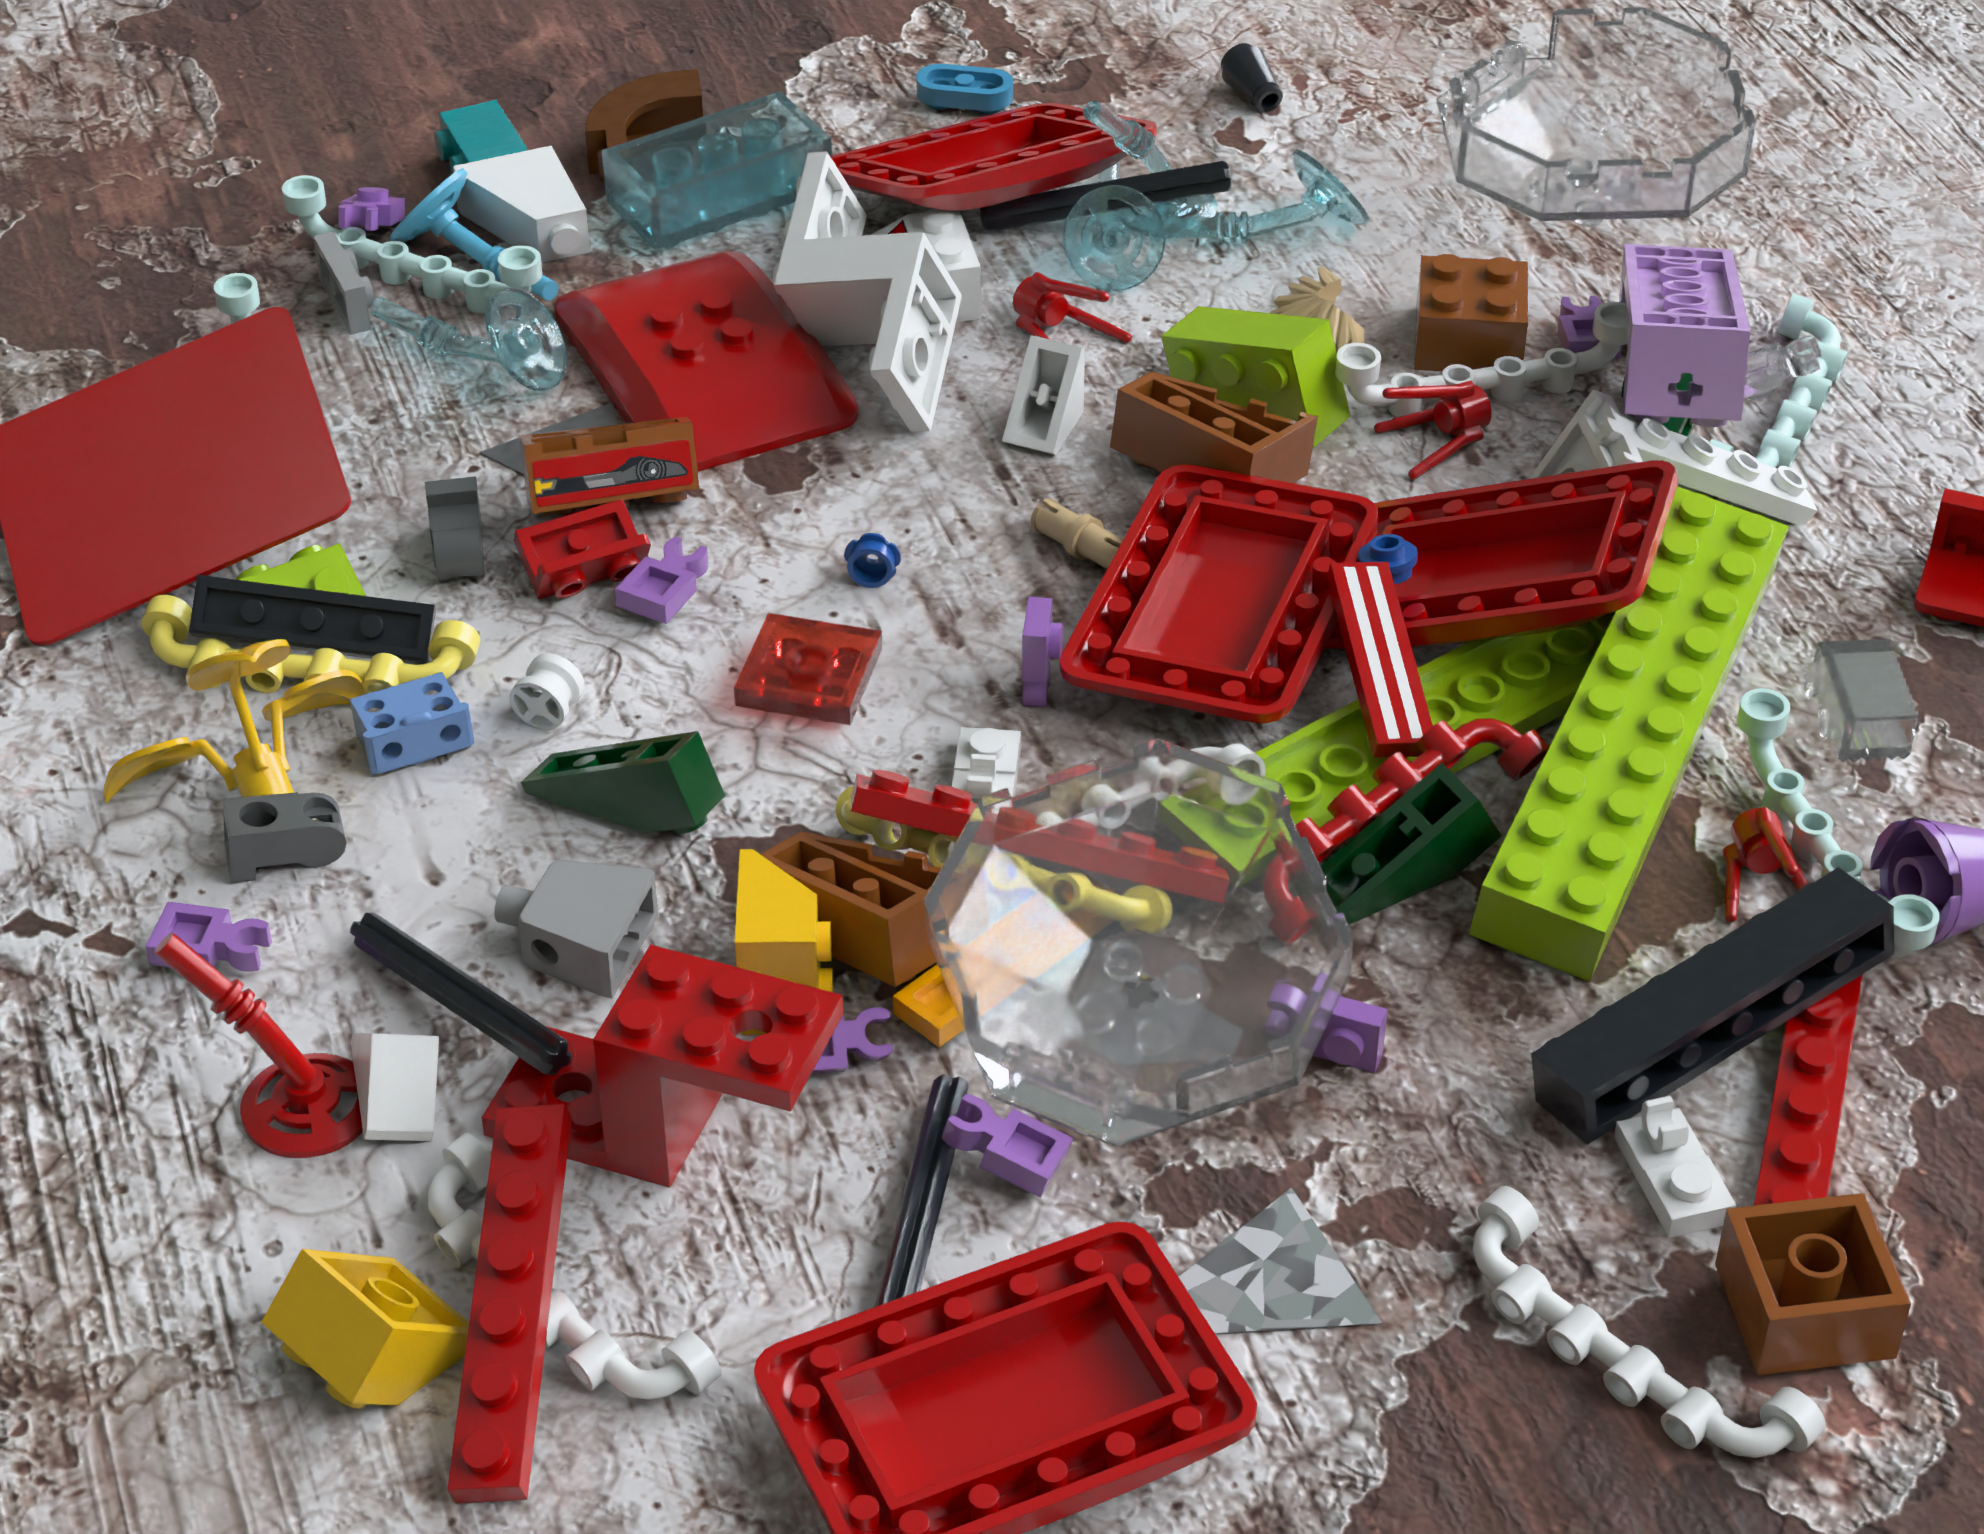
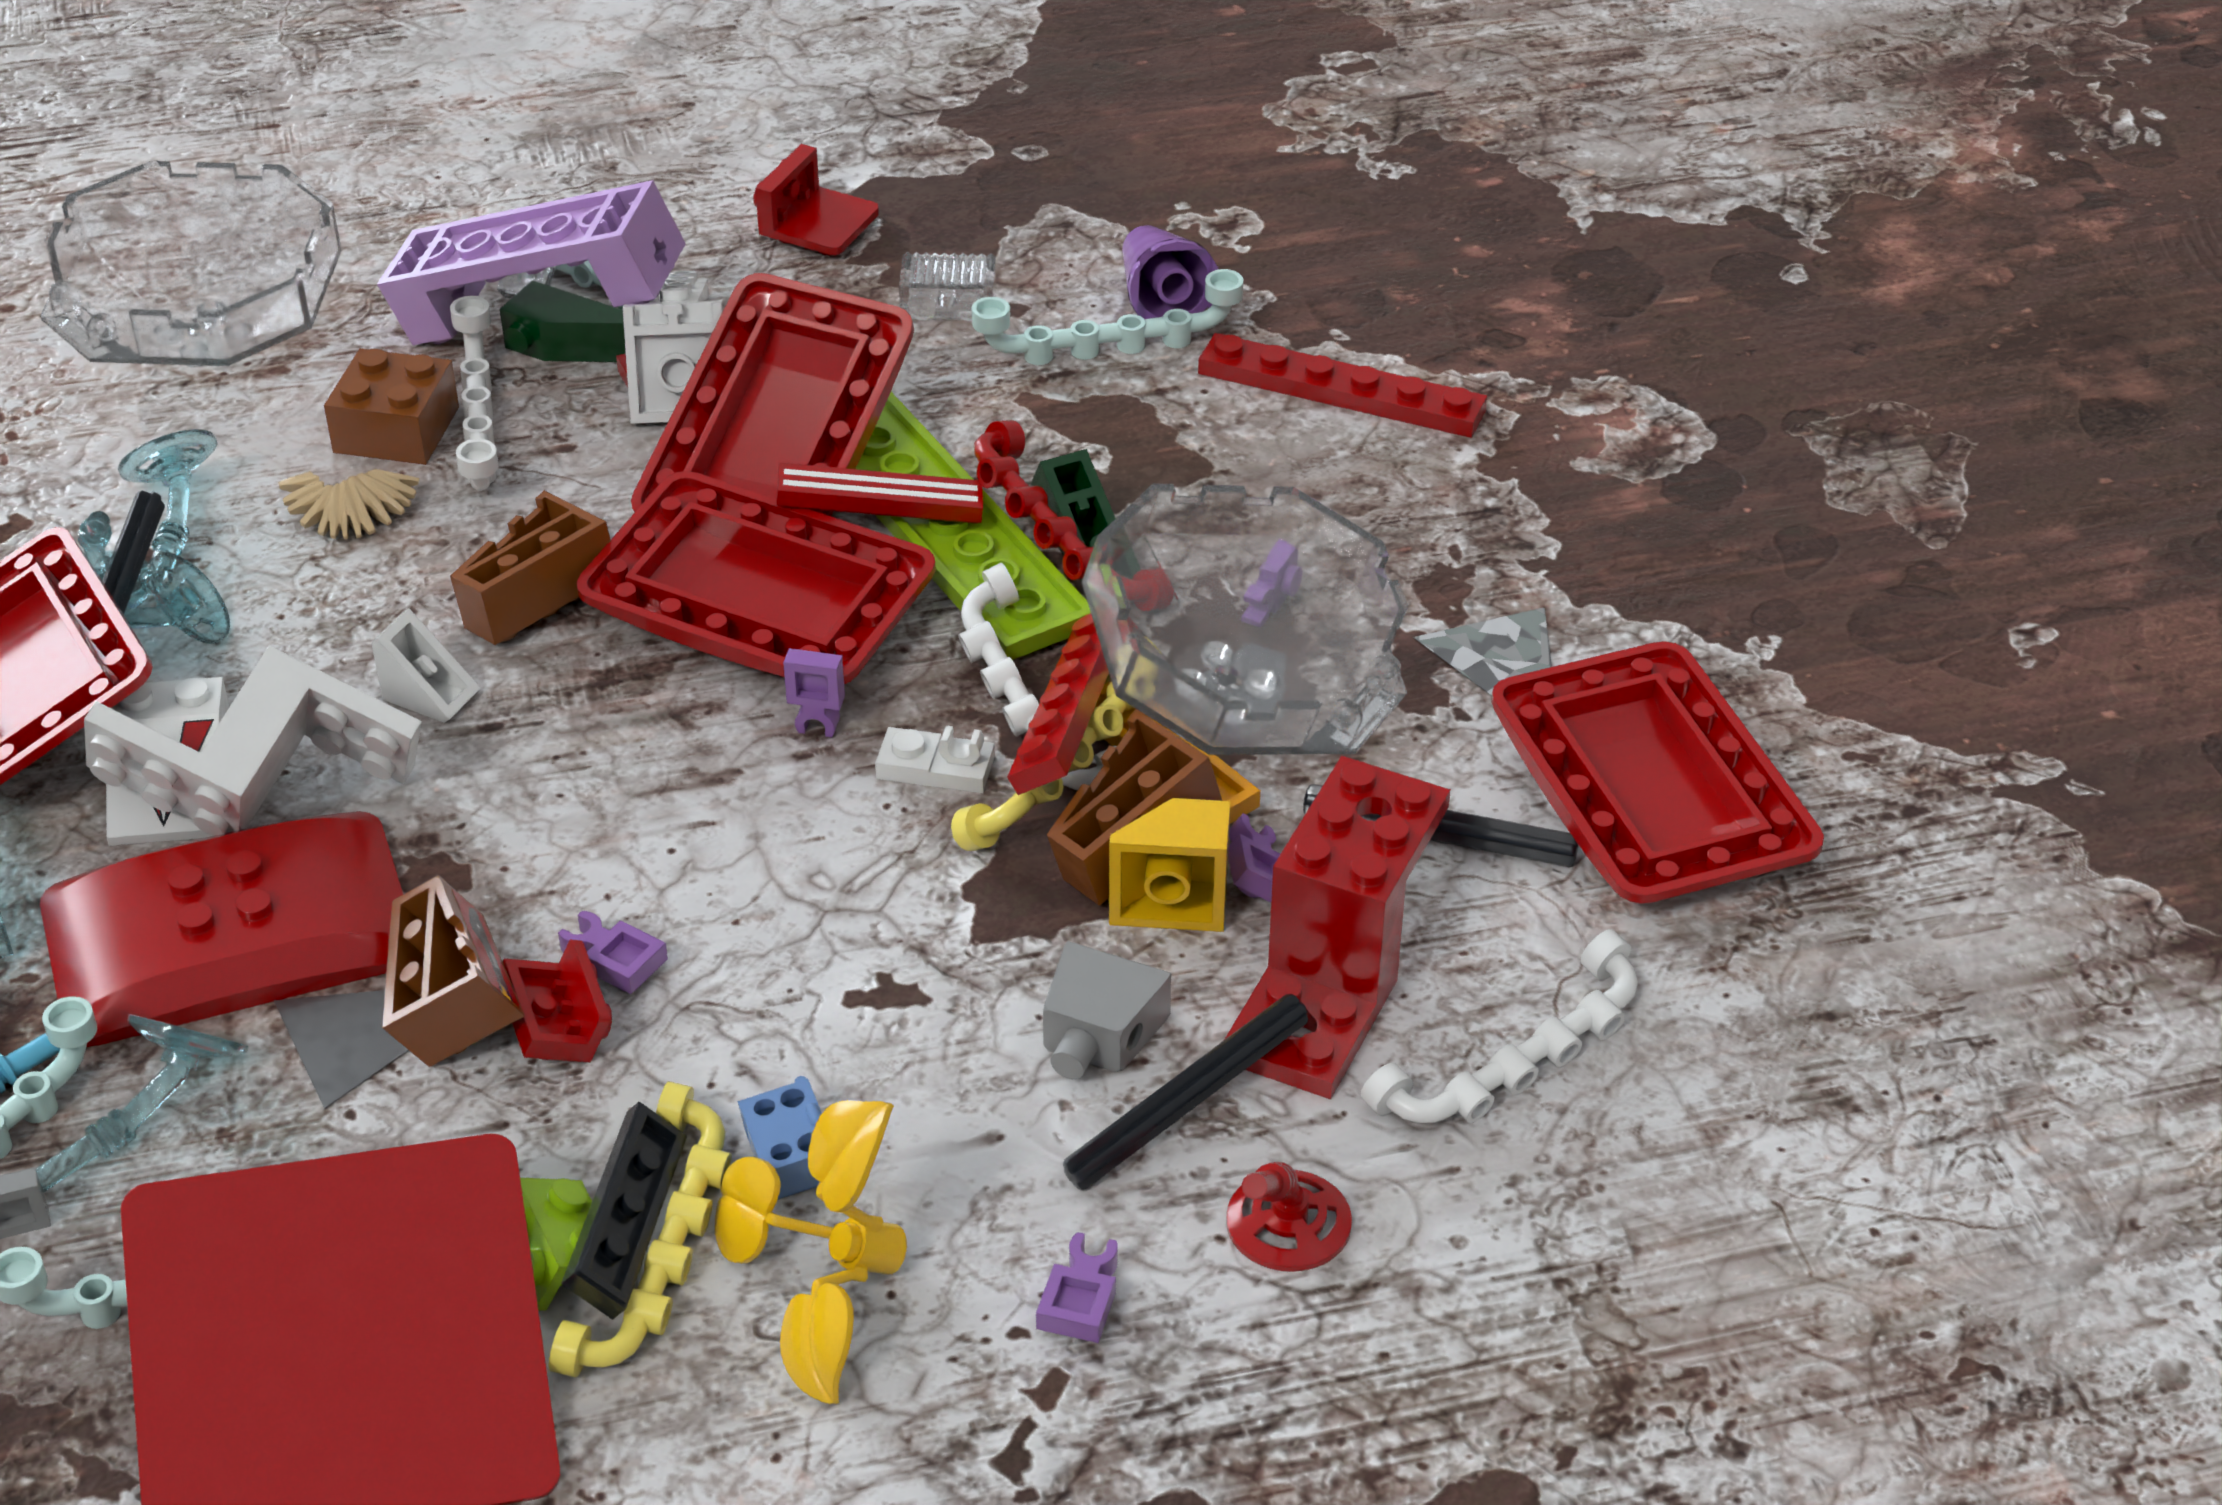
camera: 85 degrees left, 0 degrees up
(281, 831) = (944, 1239): dark grey leg -> none
(365, 1326) = (1580, 1148): yellow slope -> none
(396, 1085) = (1279, 1129): white slope -> none
(455, 527) = (506, 1105): dark grey leg -> none
(510, 1306) = (1560, 1045): red plate -> none
(547, 691) = (769, 1034): white wheel -> none
(634, 783) = (917, 974): dark green slope -> none
(808, 668) = (771, 855): clear red plate -> none
(869, 571) = (620, 807): blue plate -> none
(1013, 1147) = (1395, 752): medium lavender plate -> none
(1043, 304) = (243, 661): red plant -> none
(1080, 535) = (627, 669): tan pin -> none
(1261, 358) = (424, 530): lime wedge -> none
(1394, 550) = (754, 472): blue plate -> none
(1460, 412) = (524, 438): red plant -> none
(1577, 324) = (436, 344): medium lavender plate -> none
(1628, 739) = (980, 376): lime brick -> none
(1673, 1169) = (1411, 452): white plate -> none
(1692, 1414) = (1640, 432): white bar -> none
(1712, 1004) = (1283, 394): black brick -> none
(1760, 847) = (1097, 359): red plant -> none
(1812, 1284) = (1542, 394): dark orange brick -> none

